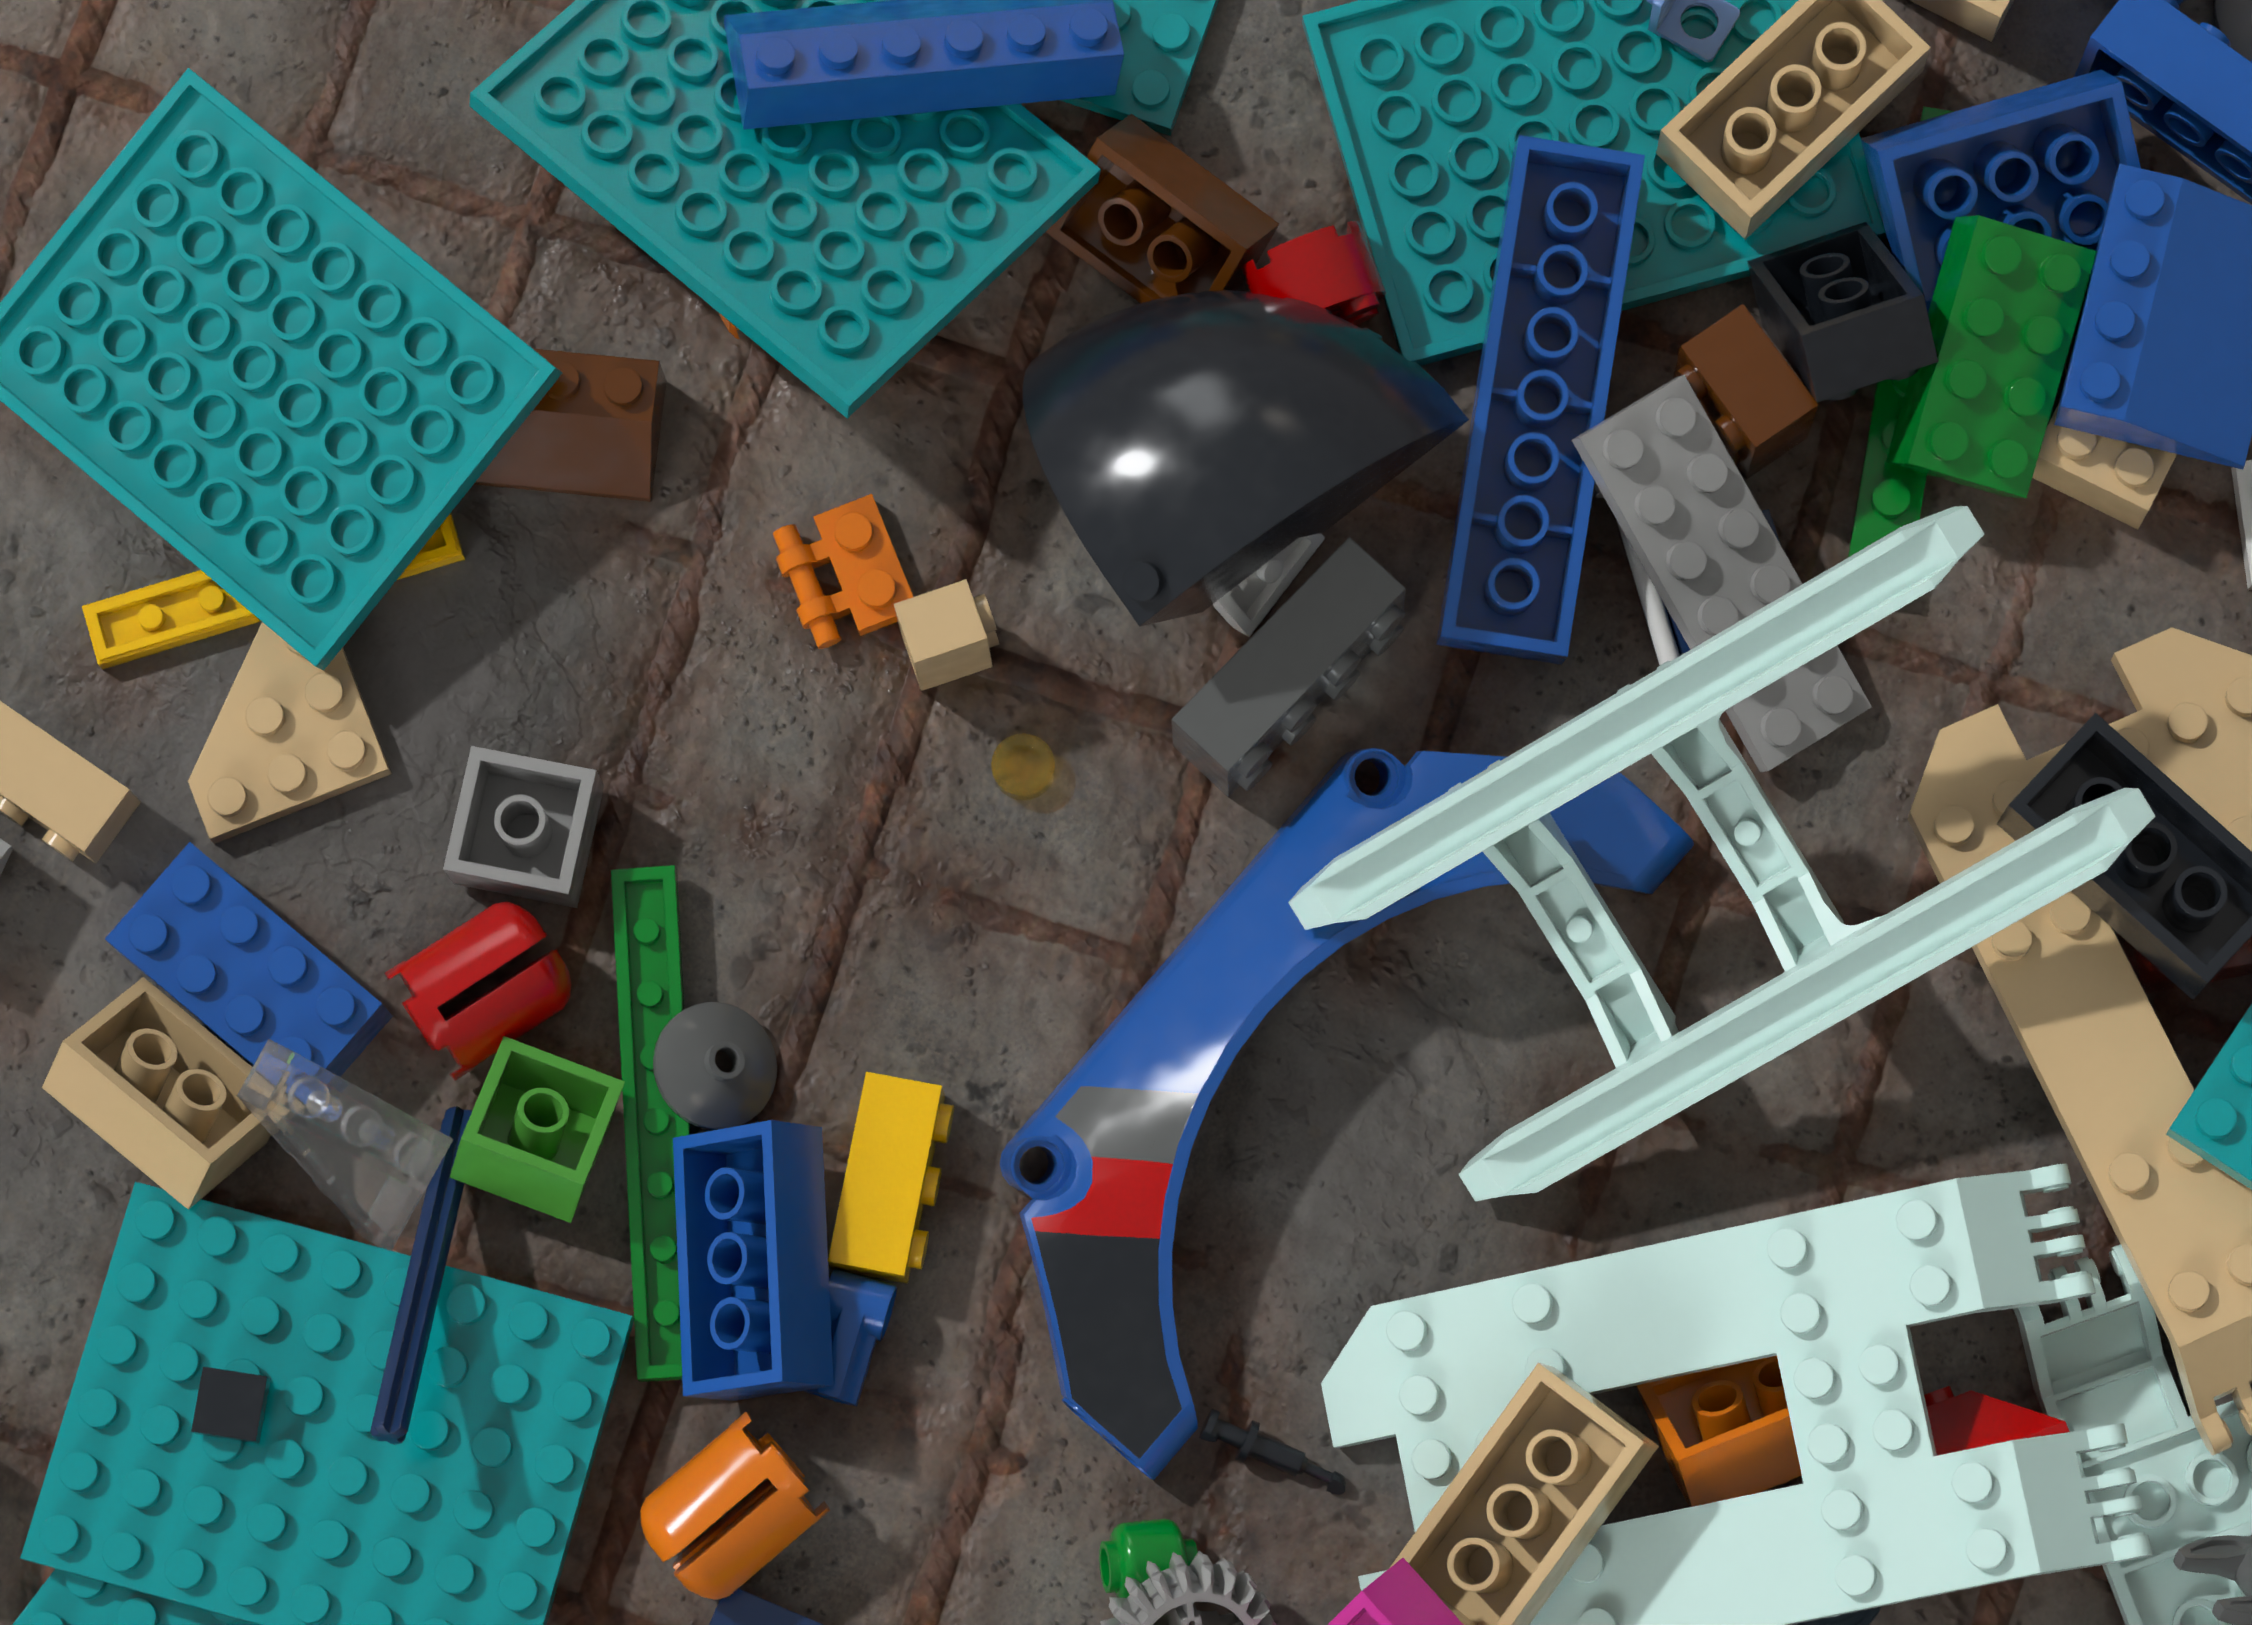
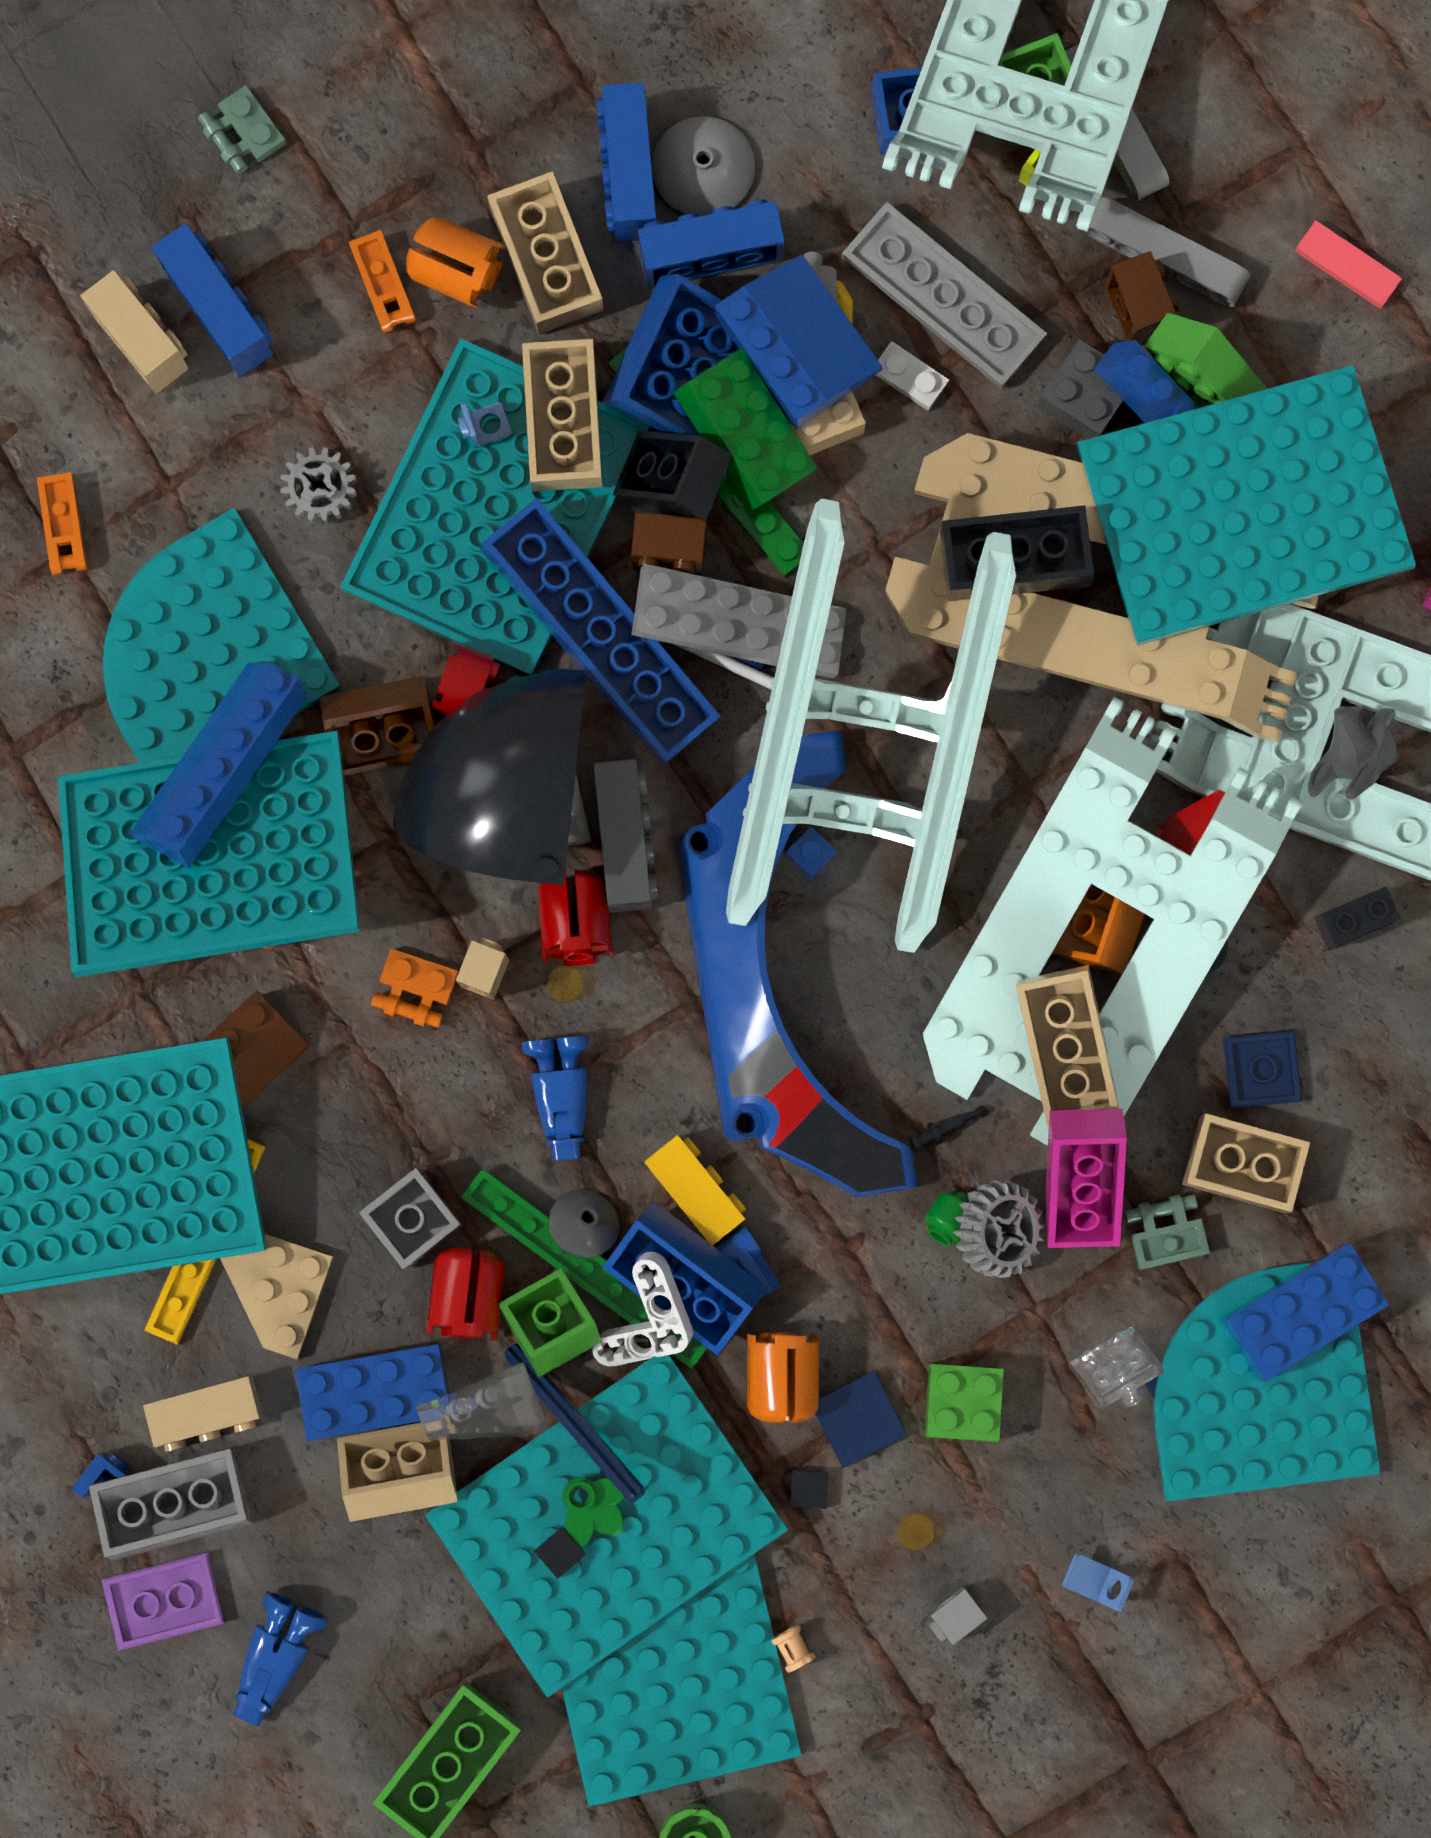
camera: 55 degrees left, 5 degrees up
(324, 1408) = (596, 1513): none -> green plate
(664, 1275) = (660, 1320): none -> white beam
(867, 883) = (560, 1093): none -> blue piece
(1118, 699) = (592, 917): none -> red cylinder
(1488, 943) = (810, 854): none -> blue brick

